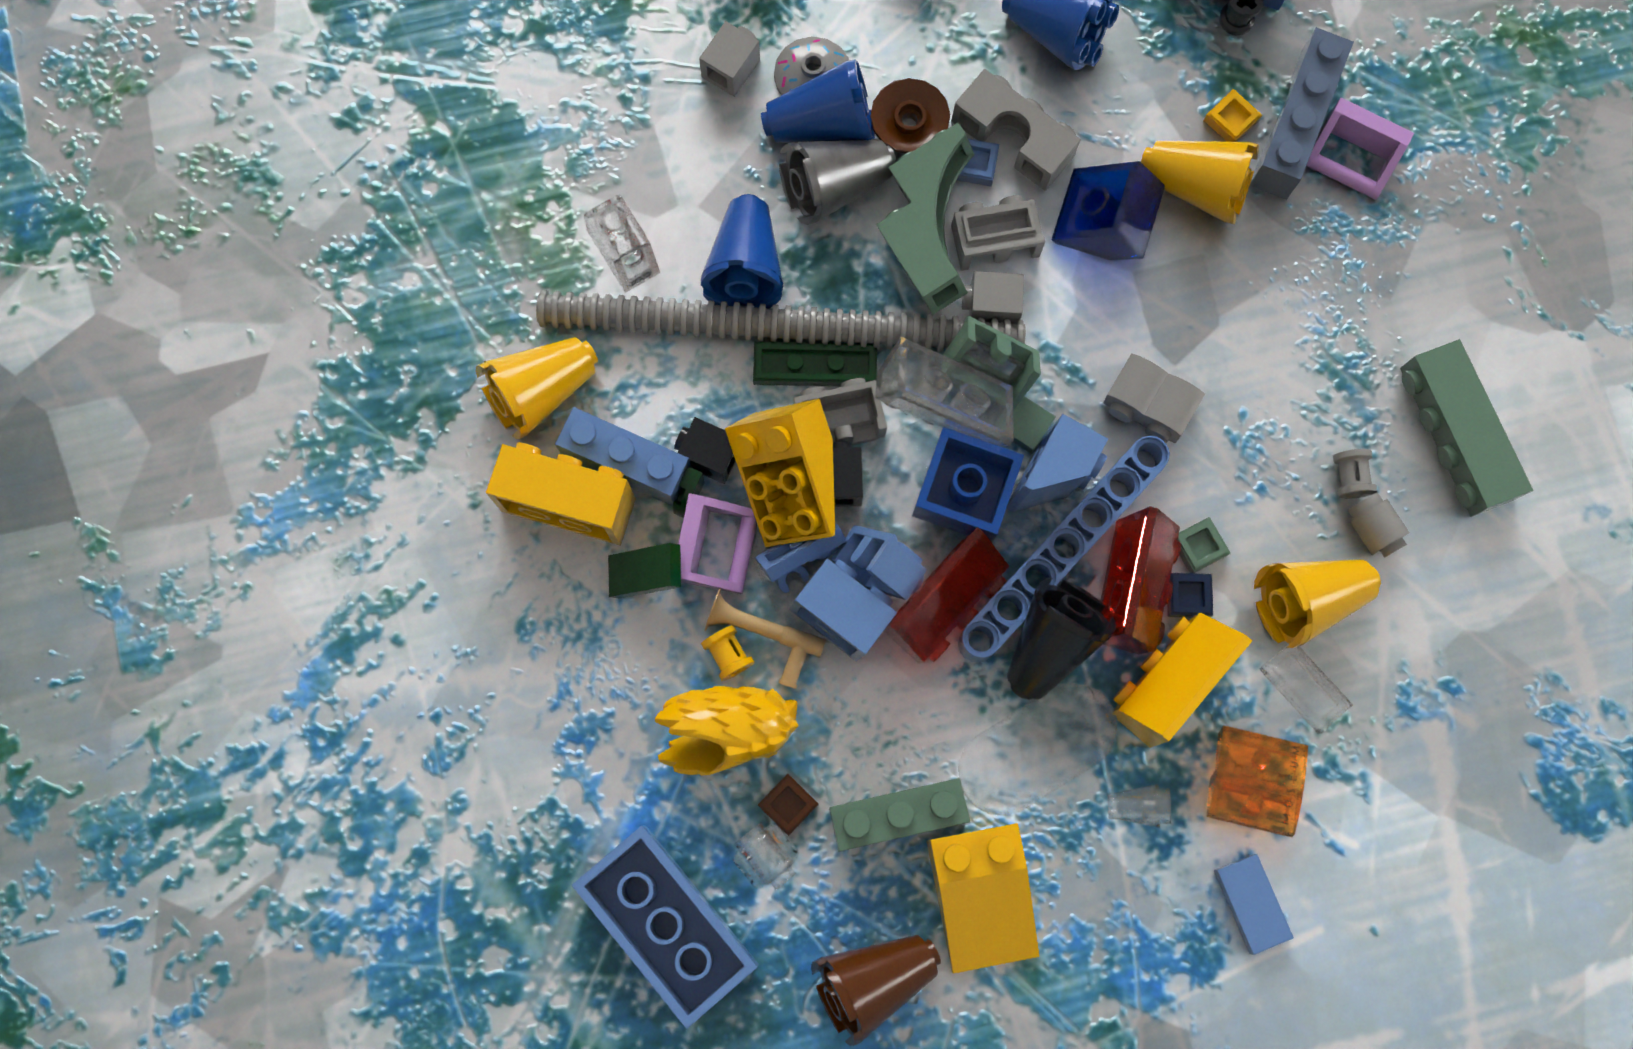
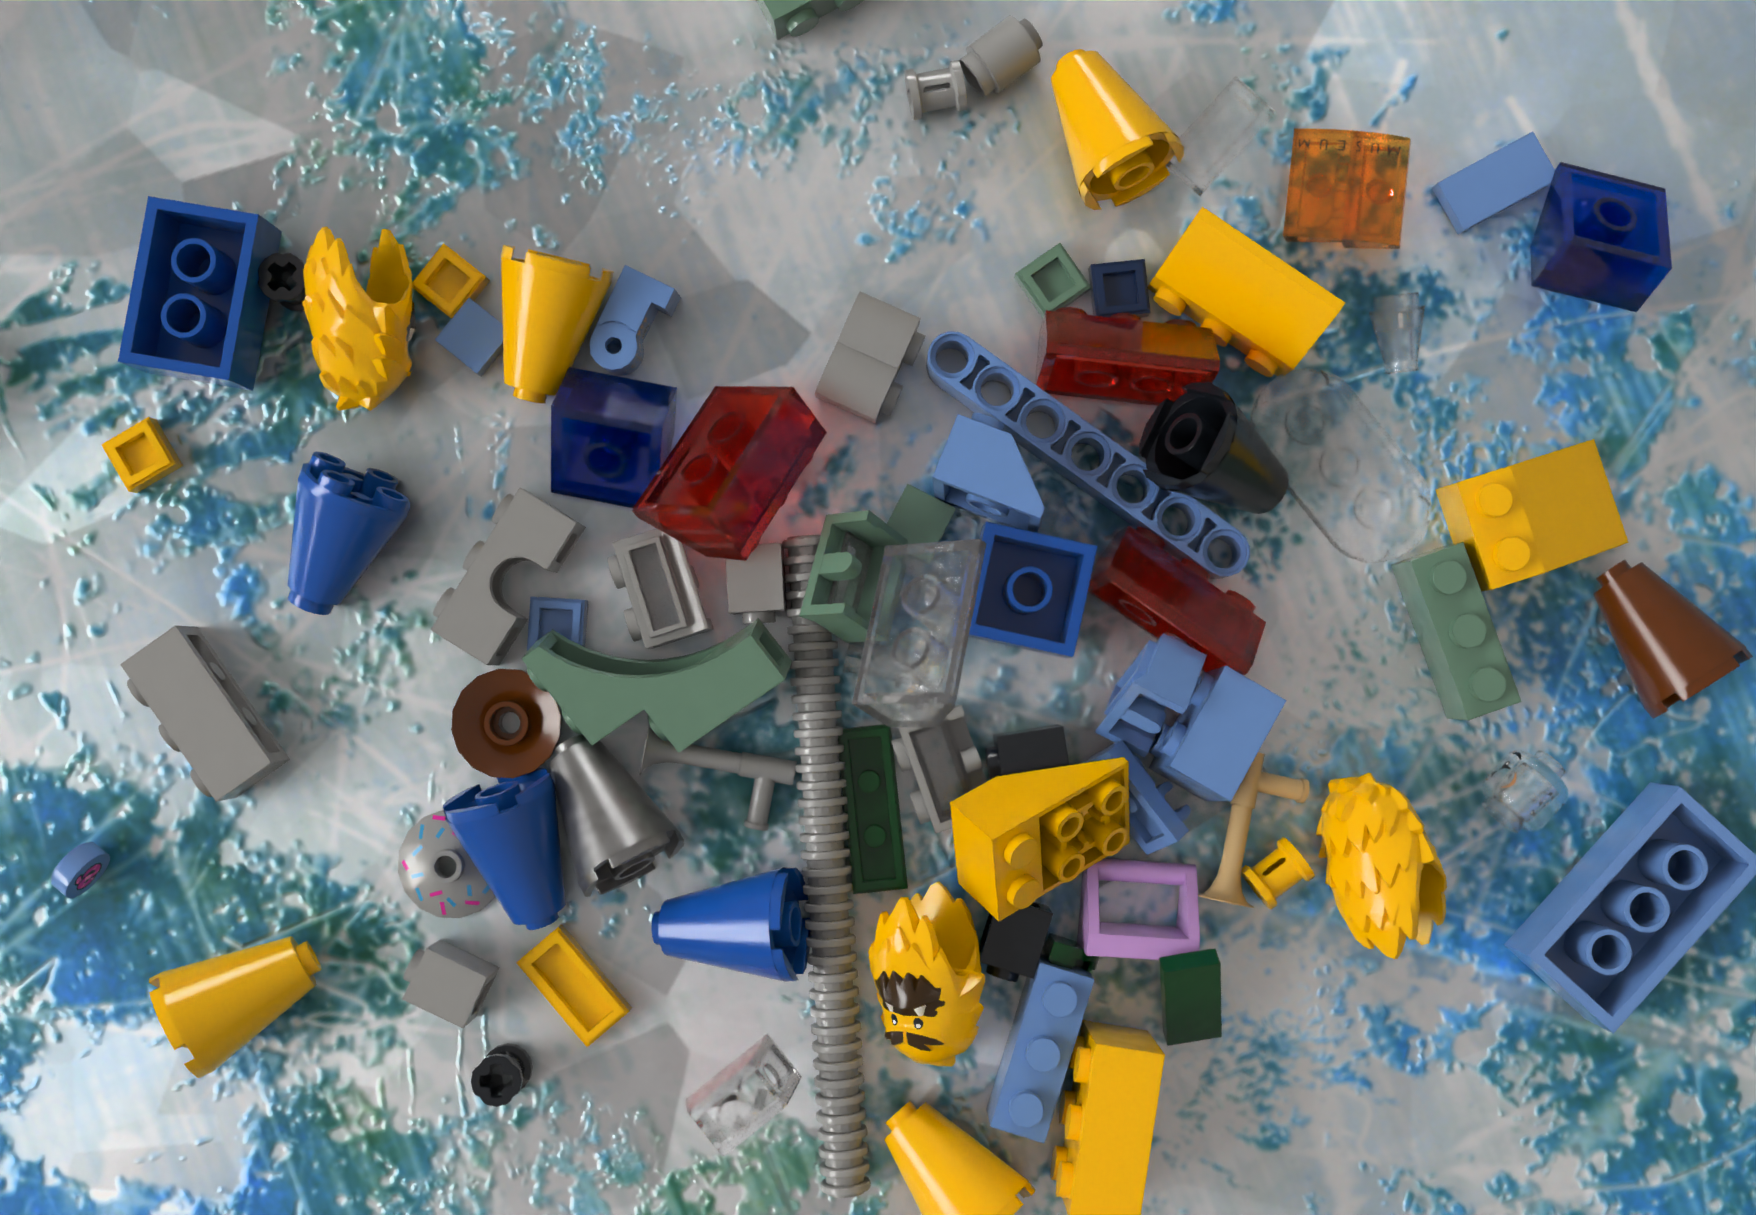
camera: 90 degrees left, 10 degrees up
(656, 73) = (513, 1062): none -> black bush
(689, 379) = (928, 976): none -> yellow head
(715, 143) = (574, 985): none -> yellow tile
(788, 804) = (1452, 770): reddish brown tile -> none
(854, 289) = (763, 769): none -> light grey piece
(1079, 287) = (732, 469): none -> clear red slope
(1192, 125) = (473, 337): none -> medium blue tile
(1194, 47) = (357, 333): none -> yellow head
(1195, 232) = (627, 319): none -> medium blue leg
(1203, 978) = (1601, 238): none -> clear blue slope
(1302, 114) = (420, 181): sand blue arch -> none
(1367, 132) = (453, 100): lavender tile -> none

